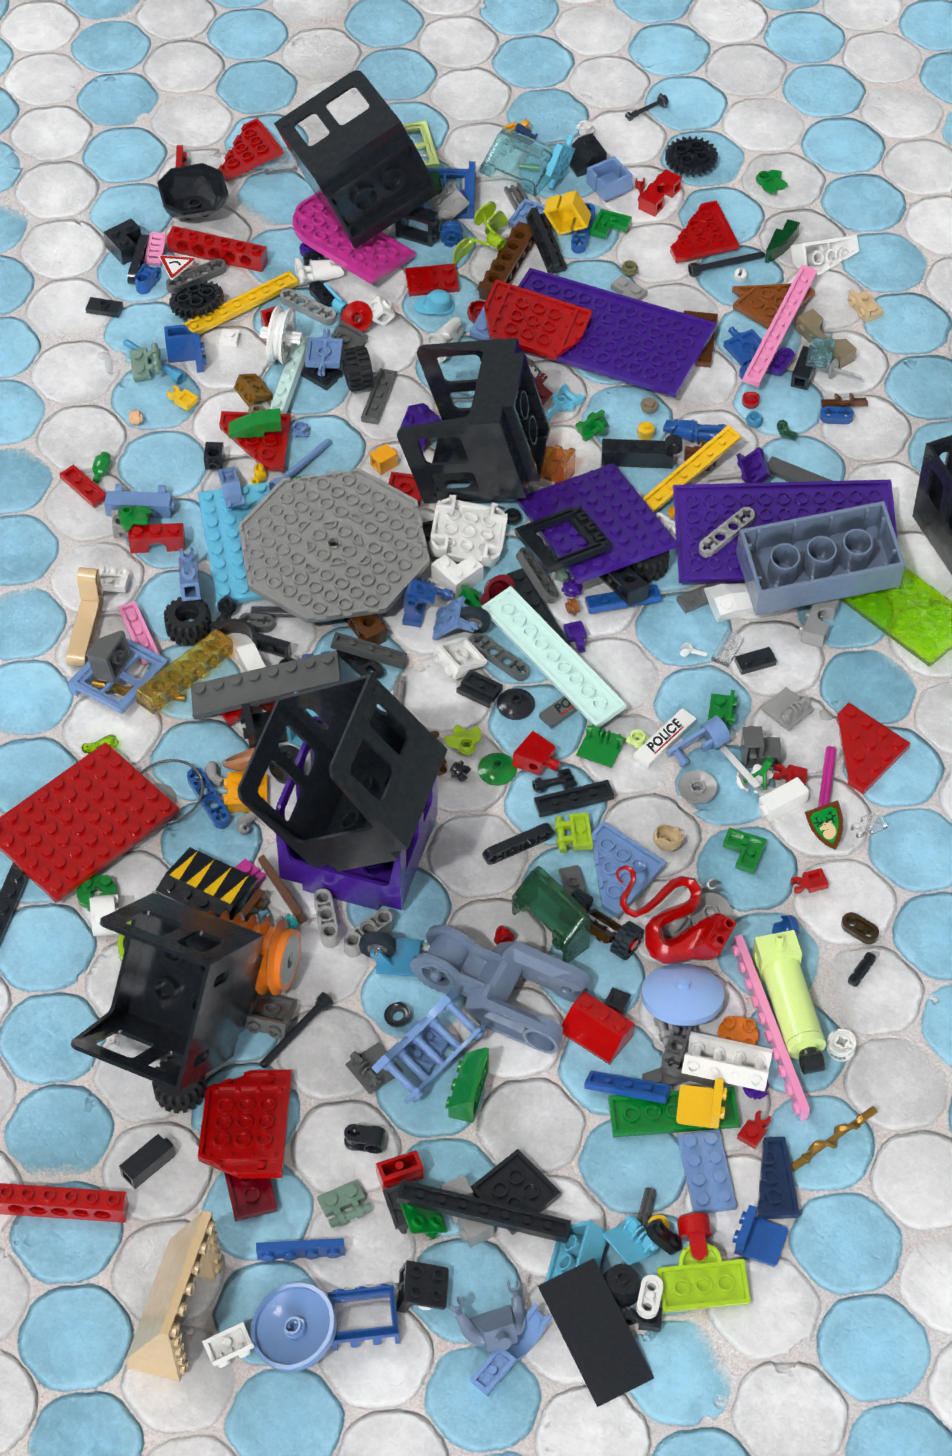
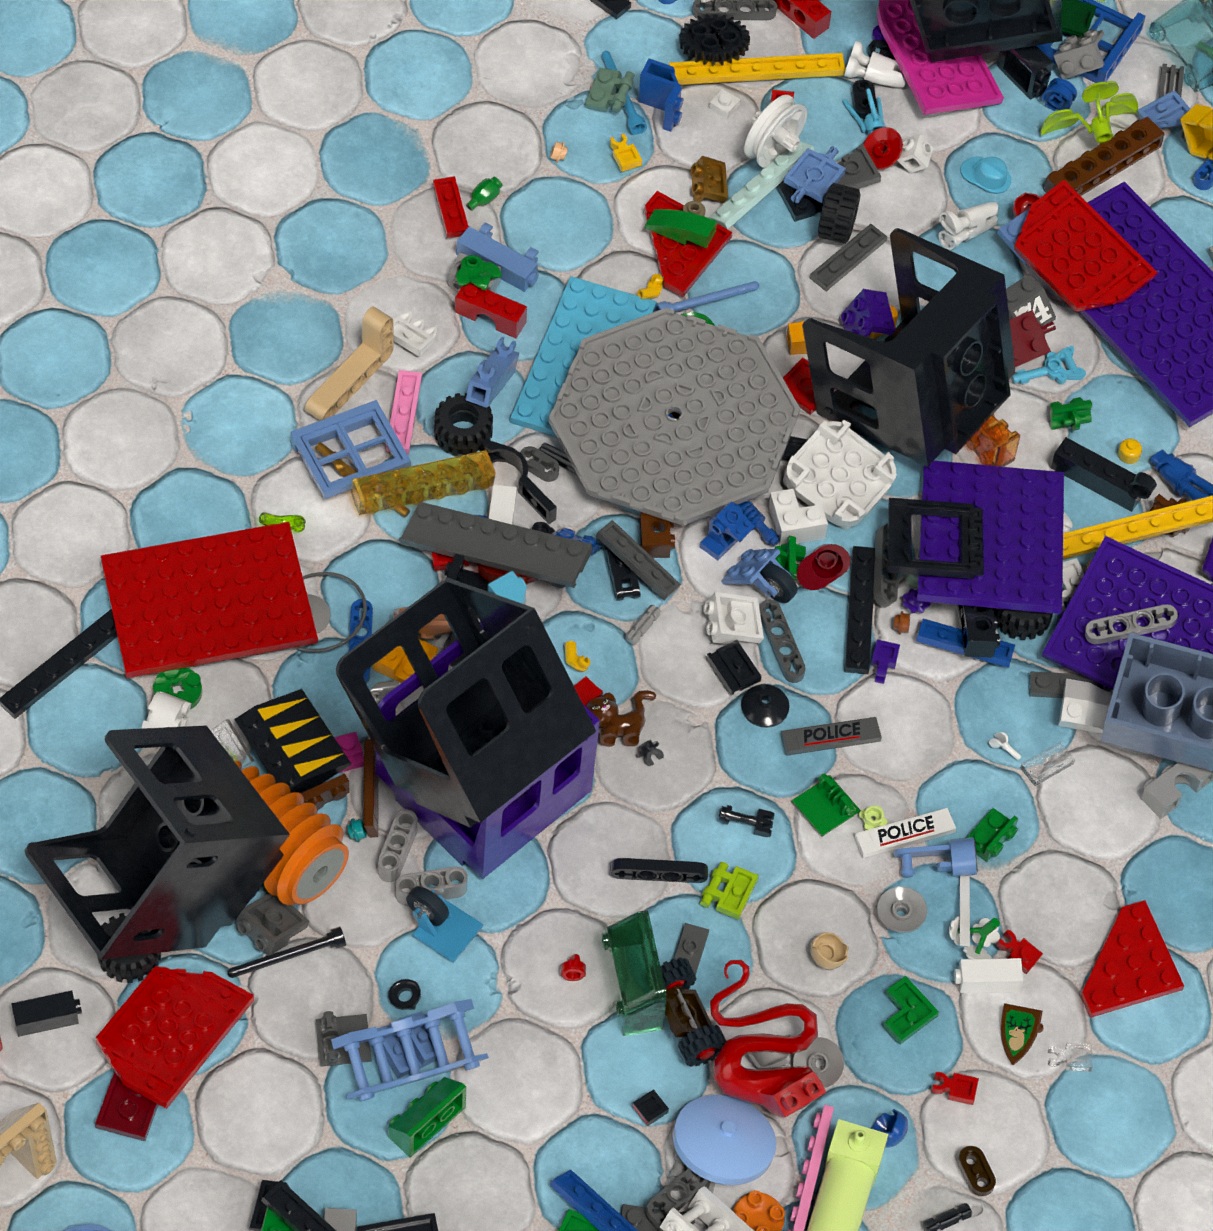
camera: 25 degrees right, 5 degrees up
(109, 656) = (346, 426): dark grey slope -> none
(211, 773) = (382, 611): light grey arm -> none
(214, 455) = (615, 241): black brick -> none
(226, 607) = (516, 430): black plate -> none
(231, 487) = (608, 289): medium blue piece -> none
(300, 429) = (732, 250): medium blue plate -> none
(300, 1249) = (133, 1192): blue plate -> none
(325, 314) = (837, 107): light grey beam -> none
(343, 1198) = (218, 1164): sand green plate -> none
(366, 1138) = (286, 1115): black piece -> none
(403, 1167) = (294, 1168): red brick -> none
(429, 278) = (1002, 140): red plate -> none
(462, 738) = (679, 716): lime plate -> none
(489, 979) = (524, 1007): sand blue arm -> none
(496, 774) = (691, 779): green dish -> none
(513, 515) = (905, 474): black plate -> none
(535, 755) = (744, 778): red torso -> none
(545, 241) = (1158, 157): black fence -> none
(554, 657) = (838, 674): light aqua plate -> none
(573, 798) = (755, 850): black plate -> none
(597, 1027) = (607, 1126): red slope -> none
(613, 851) = (767, 950): medium blue plate -> none
(649, 405) = (1154, 421): dark tan plate -> none
(710, 886) = (841, 1032): light grey hand -> none
(755, 660) = (1071, 794): black plate -> none
(756, 749) = (997, 901): dark grey brick -> none
(788, 708) = (1069, 870): light grey hinge -> none
(827, 776) = (1060, 975): dark pink axle -> none

